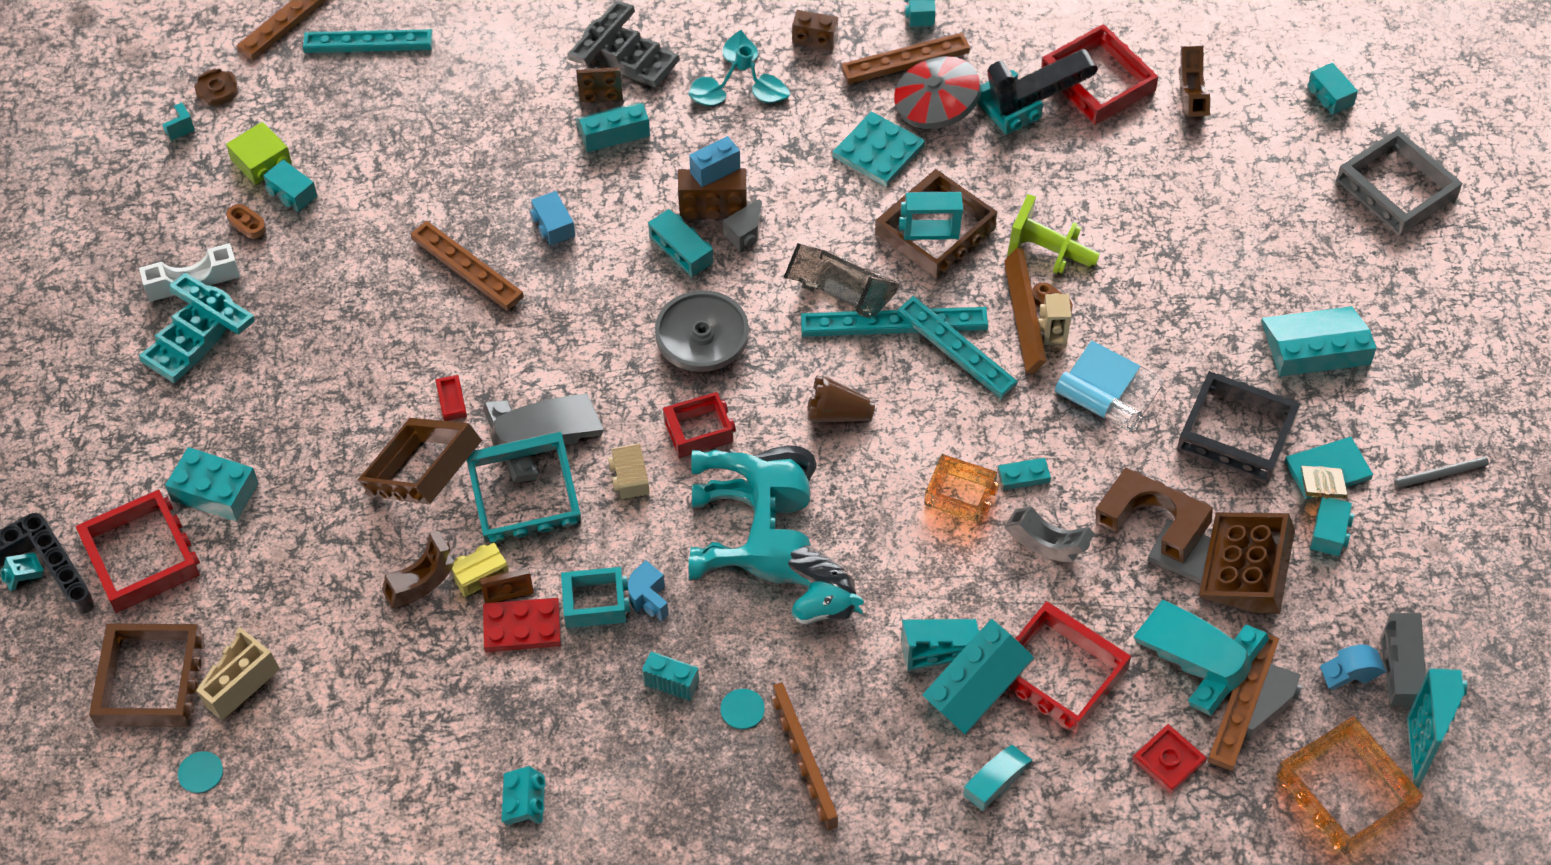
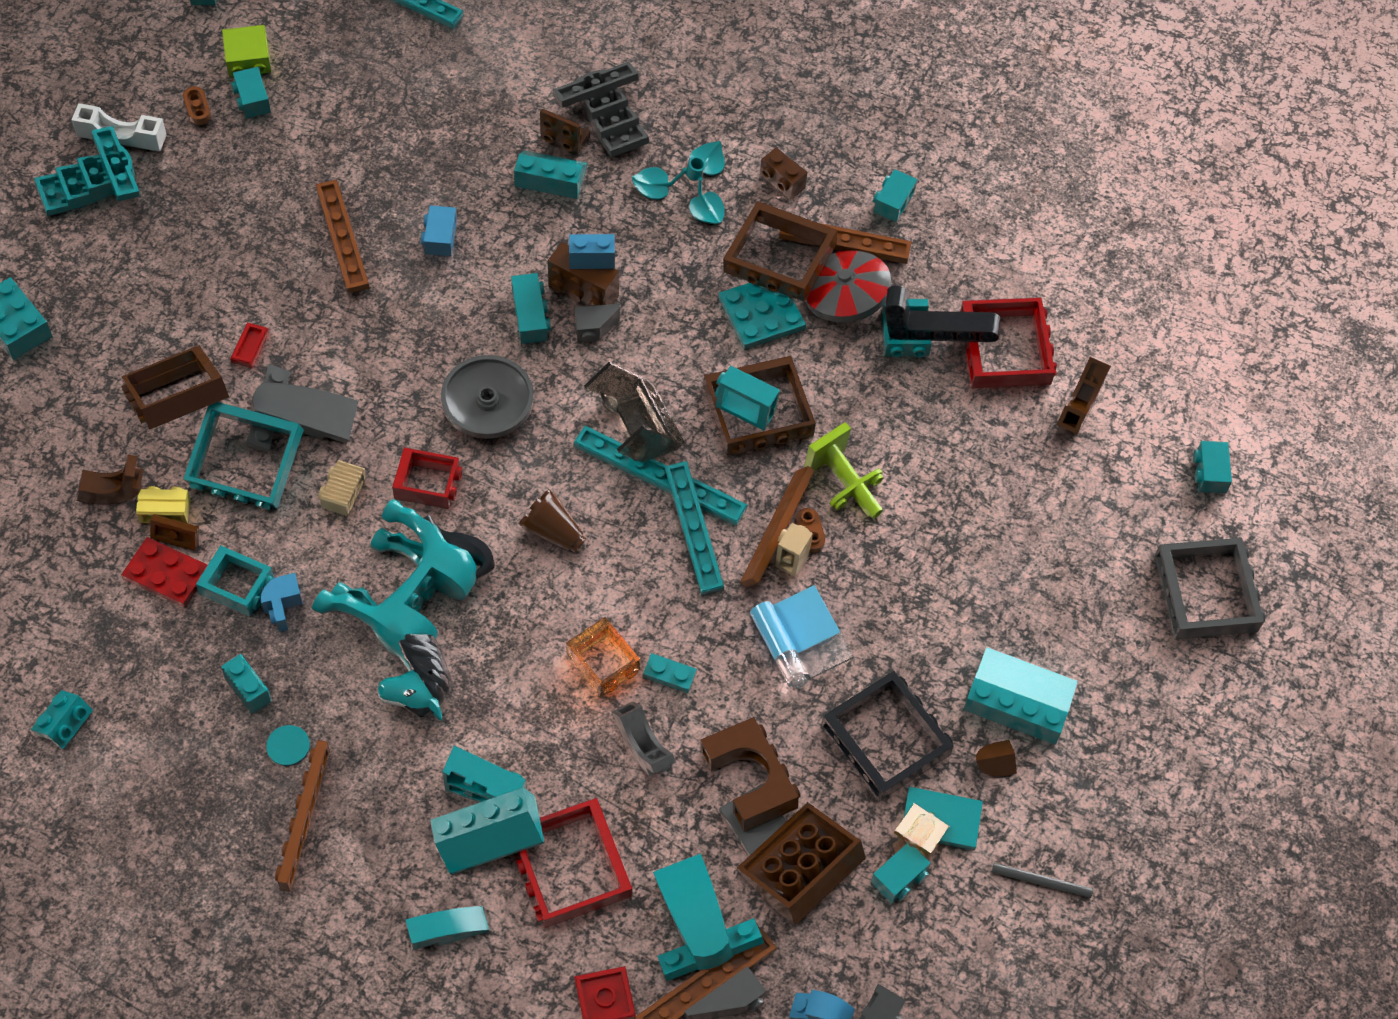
camera: 25 degrees right, 5 degrees up
(862, 64) = (790, 224): none -> reddish brown window
(1338, 397) = (997, 759): none -> reddish brown brick

